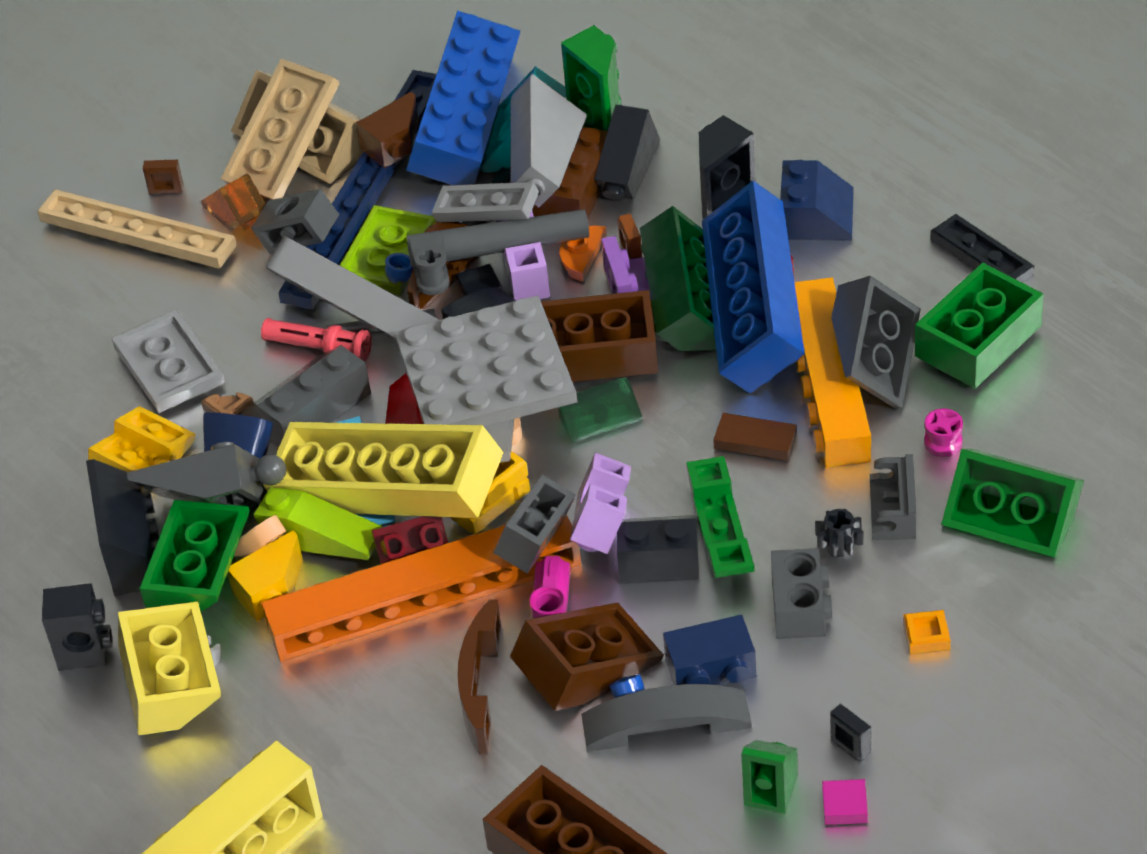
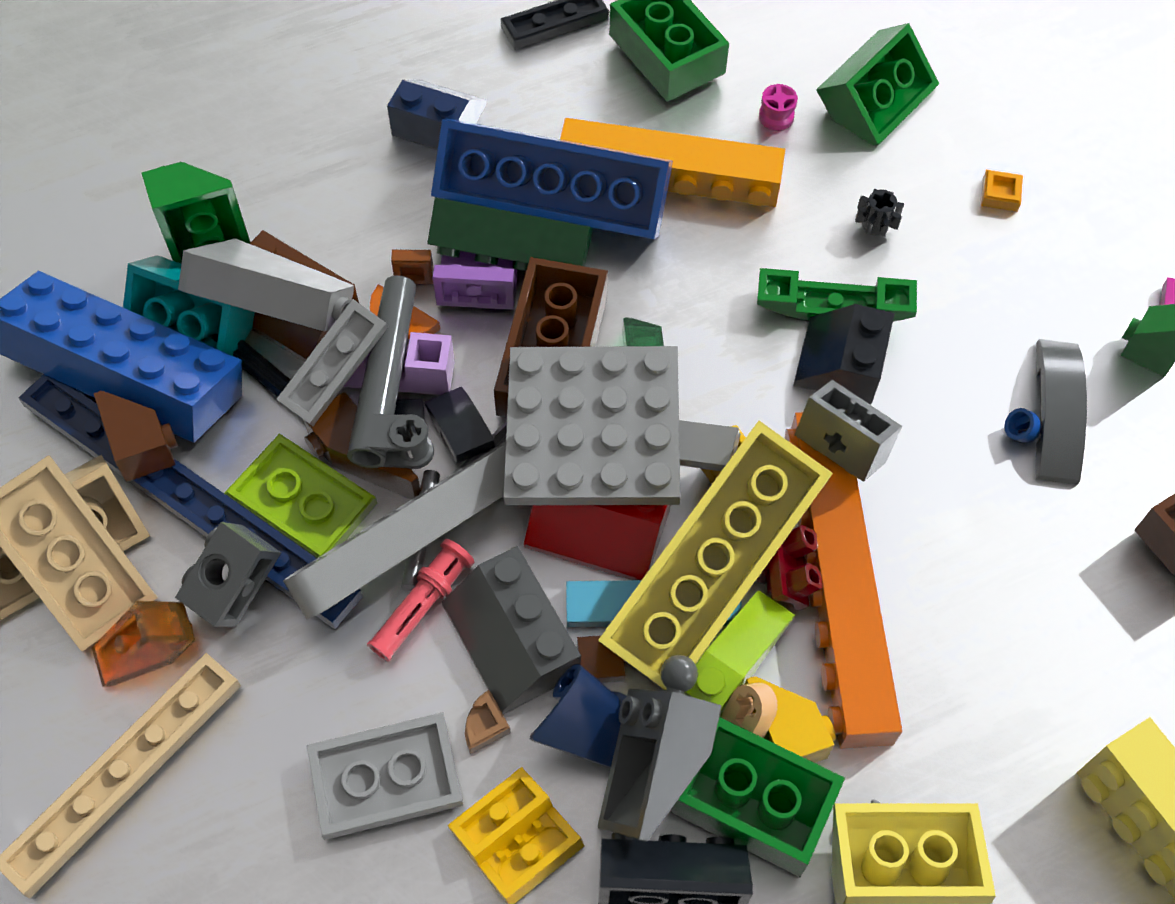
camera: 80 degrees left, 15 degrees up
(163, 176) = (43, 718): reddish brown tile -> none
(398, 268) = (363, 483): blue hinge -> none
(480, 640) = (984, 559): reddish brown slope -> none
(550, 587) = (901, 473): dark pink piece -> none
(581, 653) = (978, 451): reddish brown slope -> none
(600, 504) = (782, 379): lavender arch -> none
(626, 152) = (292, 224): black slope -> none
(710, 653) = (1003, 349): dark blue brick -> none
(724, 162) = (359, 157): black slope -> none
(755, 436) = (724, 244): reddish brown tile -> none
(798, 593) = (945, 262): dark grey brick -> none
(850, 732) = (1117, 270): black tile -> none
(875, 337) = (653, 106): dark grey slope -> none
(893, 499) = (847, 162): dark grey hinge -> none

